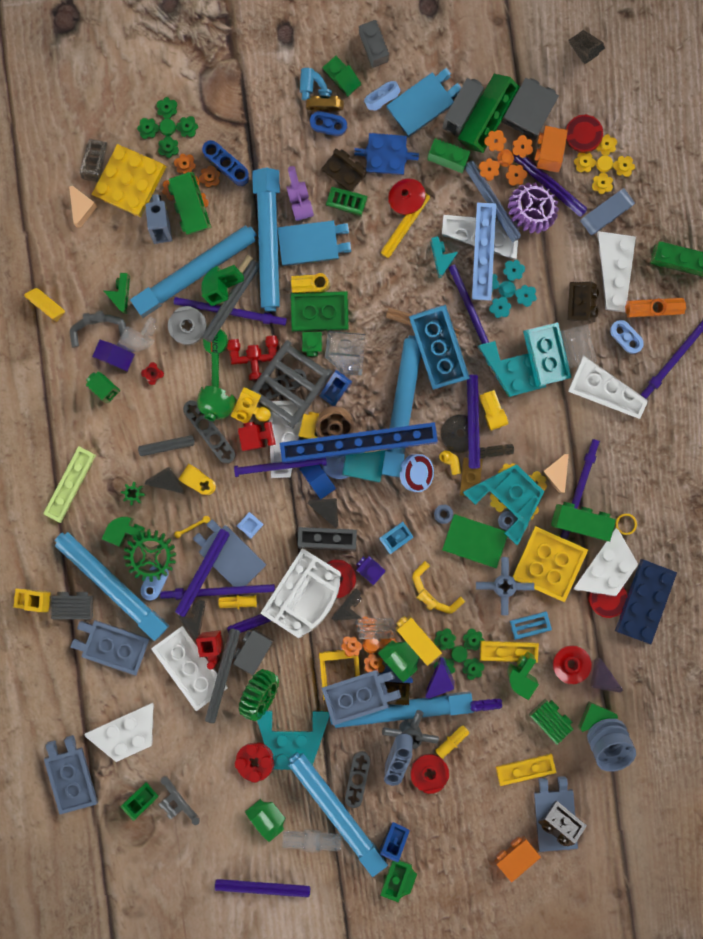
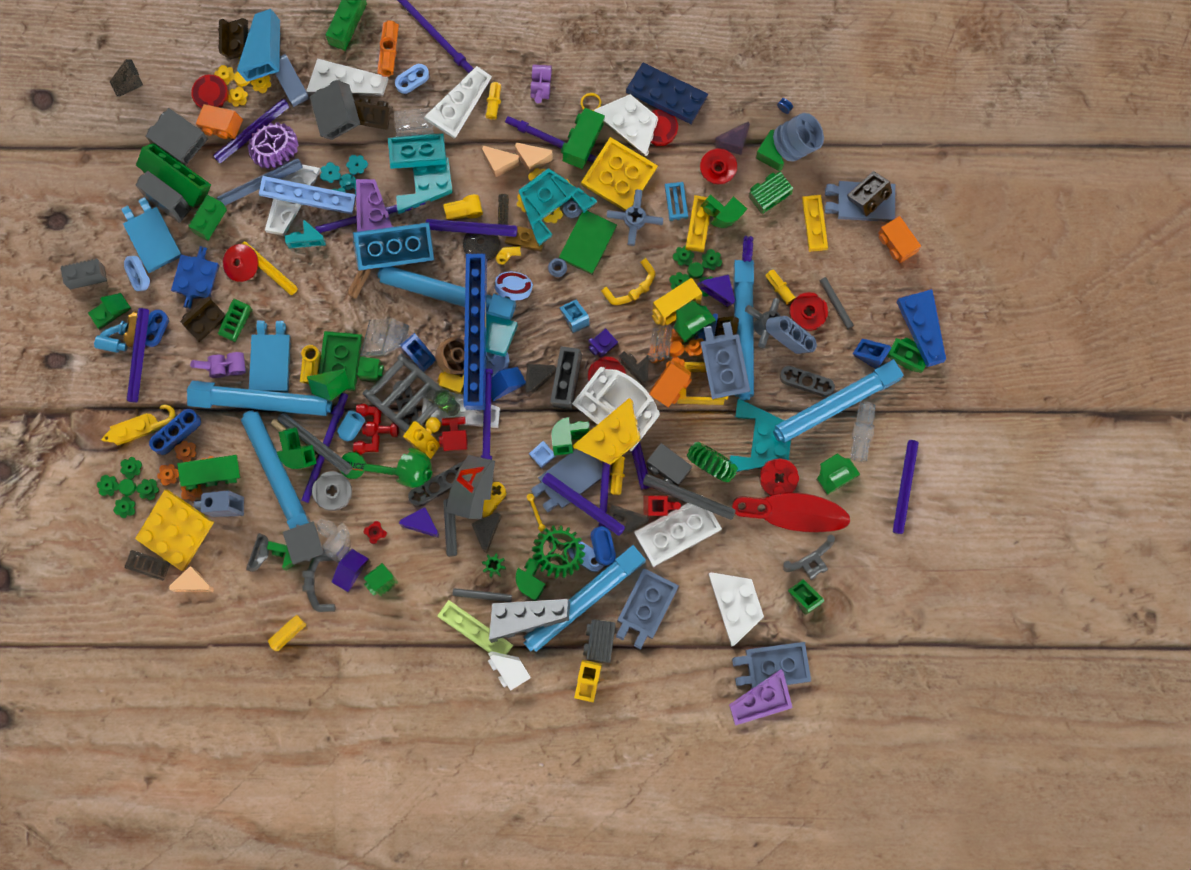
camera: 80 degrees left, 10 degrees down
(34, 769) = (763, 700): none -> medium lavender wing
(35, 523) = (511, 669): none -> white slope
(85, 531) = (518, 617): none -> wing
(104, 487) = (482, 595): none -> dark grey bar
(118, 265) = (258, 553): none -> dark grey plate
(129, 306) = (303, 543): none -> dark grey piece
(164, 597) = (603, 545): none -> blue tile
(166, 417) = (420, 522): none -> dark purple slope
(201, 461) = (471, 487): none -> dark grey slope
(222, 781) = (795, 512): none -> red plant
(228, 127) = (137, 427): none -> yellow plate
(252, 333) = (350, 426): none -> dark azure brick
(270, 543) = (564, 433): none -> brick
(272, 593) = (612, 435): none -> yellow wing
(284, 422) = (444, 401): none -> clear smoke piece
(290, 305) = (329, 384): none -> green slope
(297, 112) = (137, 355): none -> dark purple axle
(330, 644) = (670, 384): none -> orange brick
(429, 892) = (922, 320): none -> blue wing
(443, 800) = (836, 302): none -> dark grey bar
(477, 317) = (370, 206): none -> medium lavender wing
(505, 157) = (219, 165): orange plant -> none
(548, 440) = (500, 161): none -> light nougat slope
(580, 264) = (334, 110): none -> dark grey brick
(614, 424) = (493, 101): none -> yellow axle
(638, 178) = (262, 47): none -> dark azure slope
(638, 470) = (540, 82): none -> medium lavender beam
(646, 147) = (232, 37): none -> dark brown bracket
(648, 725) = (785, 105): none -> blue piece

